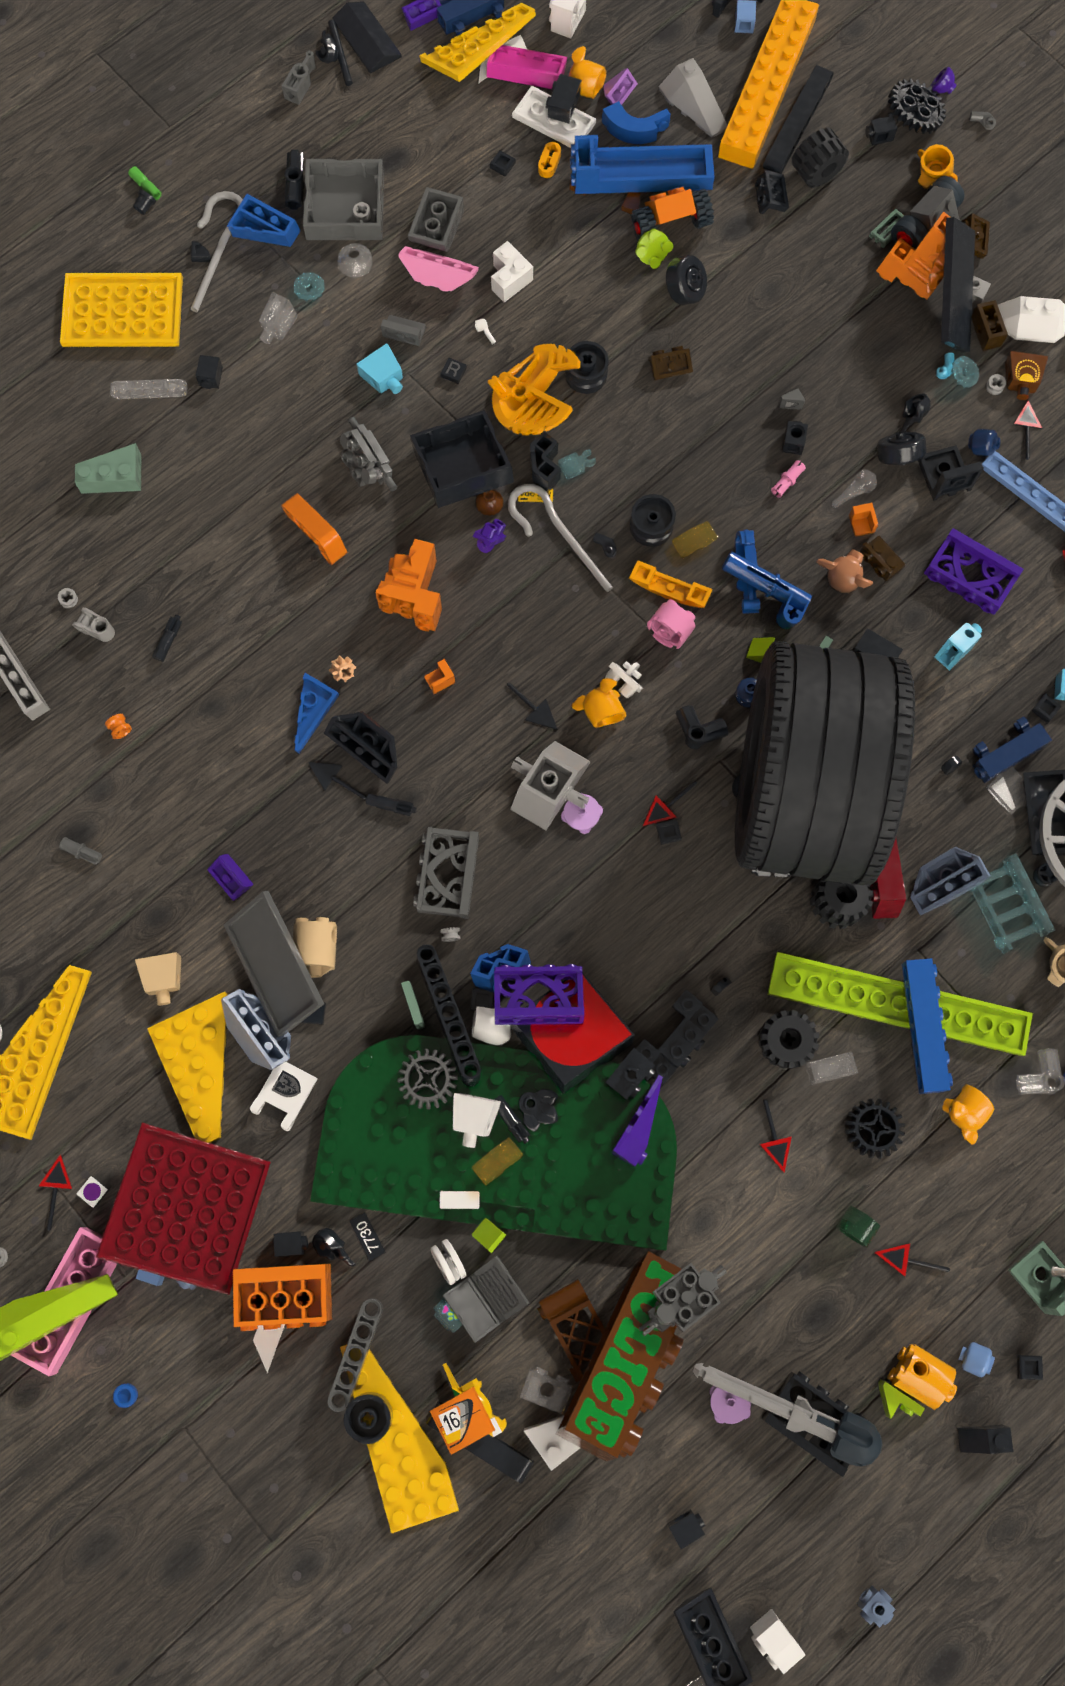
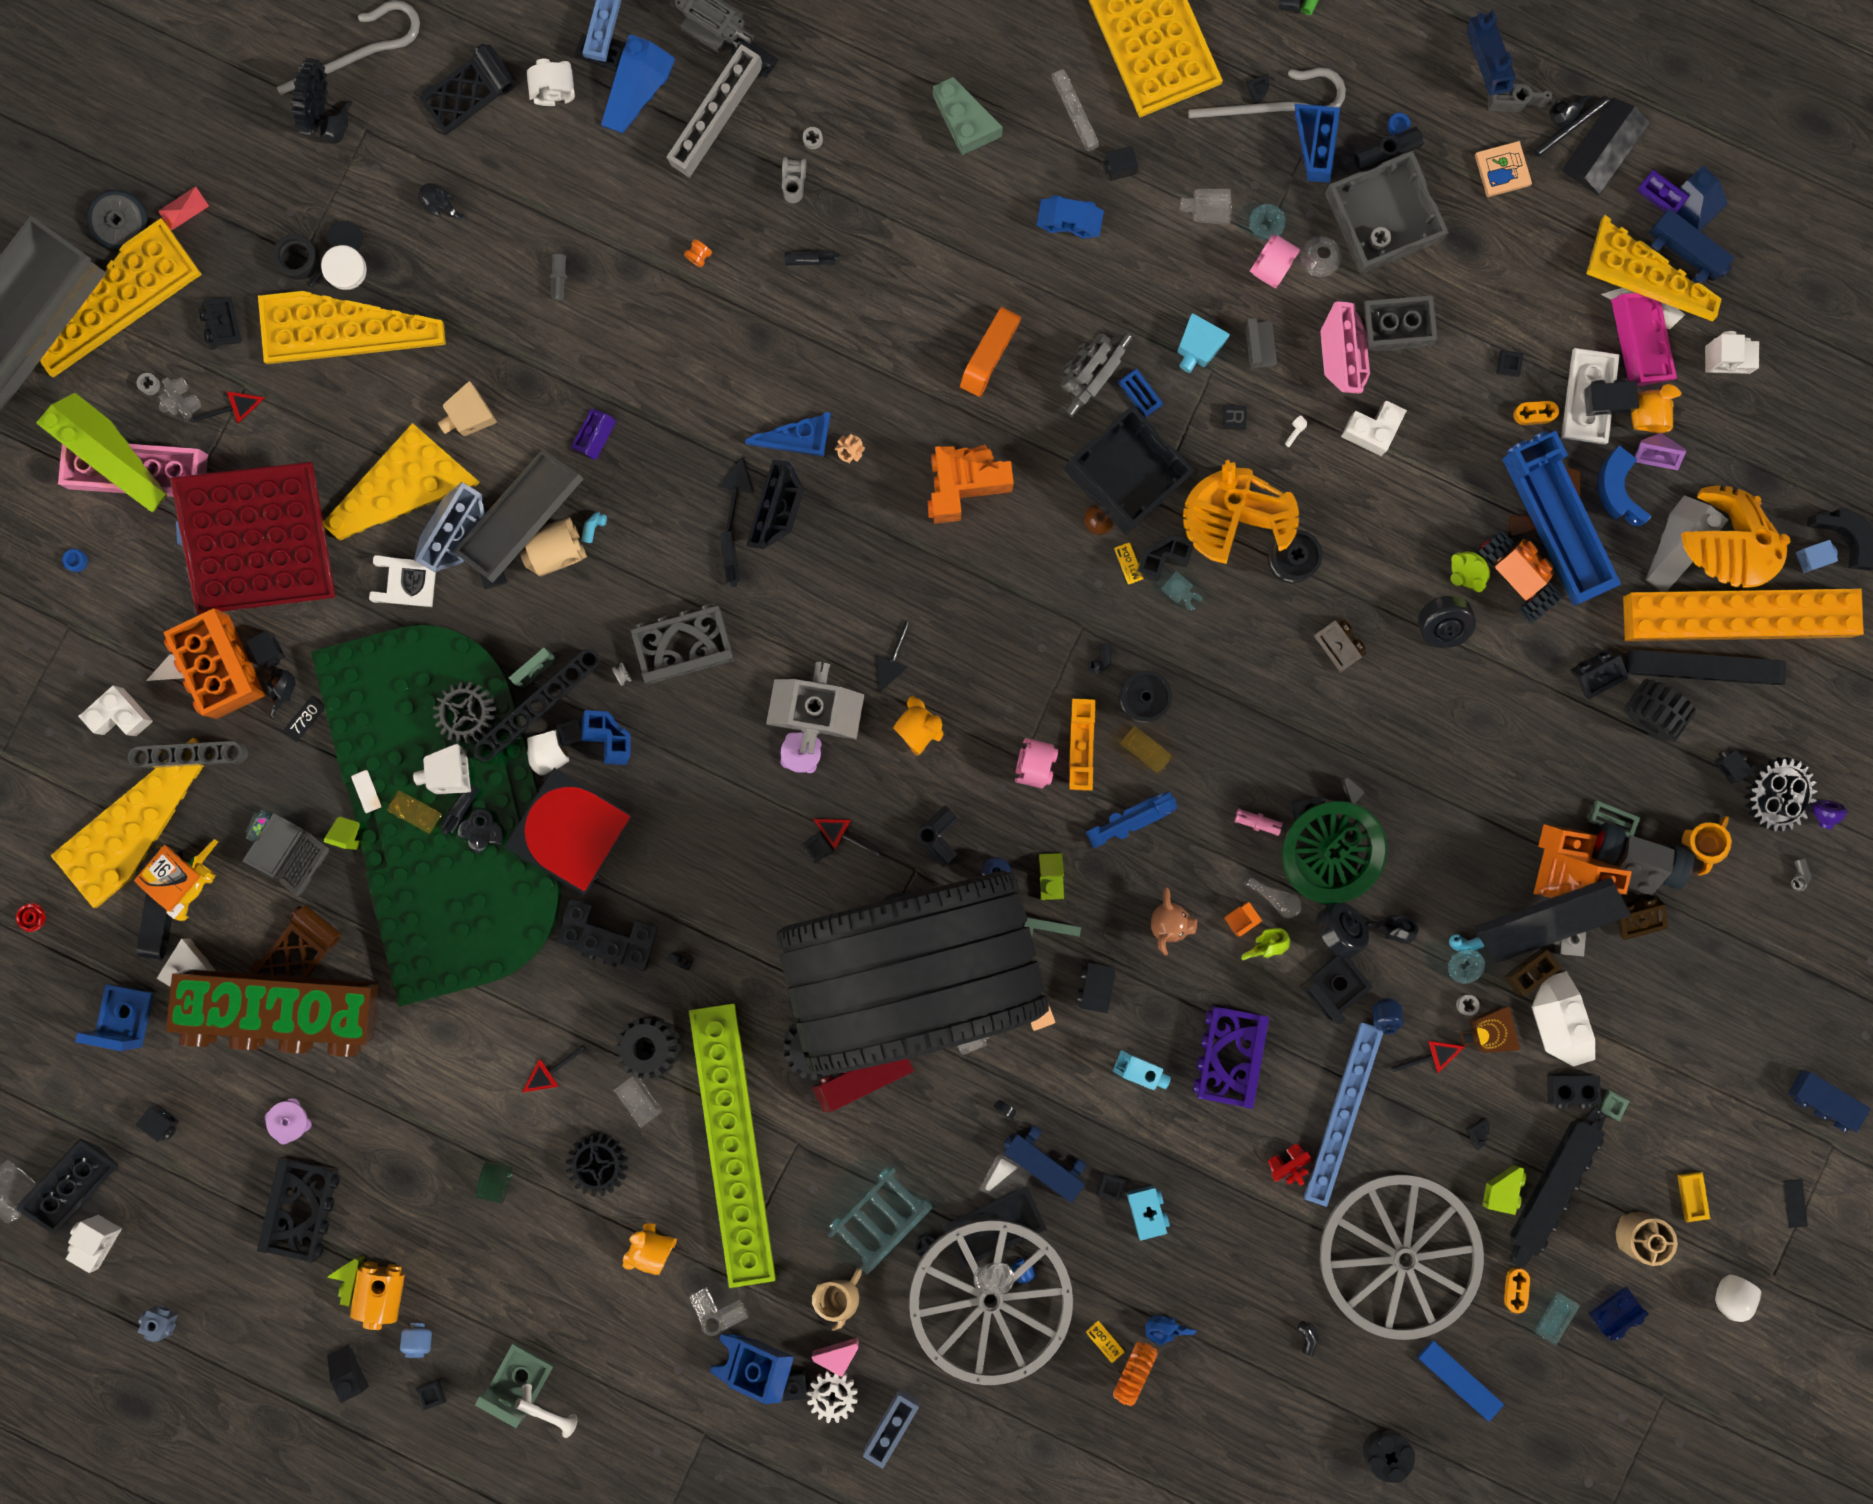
camera: 70 degrees right, 10 degrees up
(23, 1236) = (174, 390): none -> clear hips
(93, 1192) = (242, 444): tile -> none
(232, 423) = (1069, 215): none -> blue brick
(257, 77) = (1491, 53): none -> dark blue brick
(278, 167) = (1398, 123): none -> blue tile
(280, 1411) = (115, 708): none -> white brick
(308, 909) = (590, 525): none -> medium azure arm
(344, 288) = (1274, 260): none -> bright pink brick
(349, 110) = (1503, 169): none -> light nougat tile
(361, 1429) = (123, 790): black brick -> none
(400, 435) = (1151, 408): none -> blue tile
(440, 678) = (883, 550): orange panel -> none
(442, 1585) = (23, 917): none -> red plate
(448, 1263) = (305, 805): white head -> none
(490, 535) = (1058, 536): dark purple hips -> none
(538, 1015) = (576, 816): dark purple fence -> none
(556, 1400) = (220, 955): clear brick -> none
(558, 524) = (1104, 600): light grey piece -> none
(584, 1534) = (114, 1030): none -> blue bracket
(630, 1074) = (547, 905): black brick -> none
(631, 685) = (963, 739): white hips -> none
(636, 1135) = (484, 934): dark purple wedge -> none
(684, 1299) = (334, 1039): dark grey piece -> none
(721, 53) = (1742, 556): none -> light orange piece
(771, 585) = (1121, 875): blue piece -> none
(832, 425) = (1308, 881): none -> dark green piece
(852, 1437) = (290, 1245): piece -> none
(882, 558) = (1208, 955): dark brown bracket -> none
(891, 504) = (1273, 942): none -> lime piece
(898, 1259) = (483, 1233): piece -> none
(926, 1026) = (714, 1178): blue brick -> none
(947, 879) = (874, 1145): sand blue wedge -> none

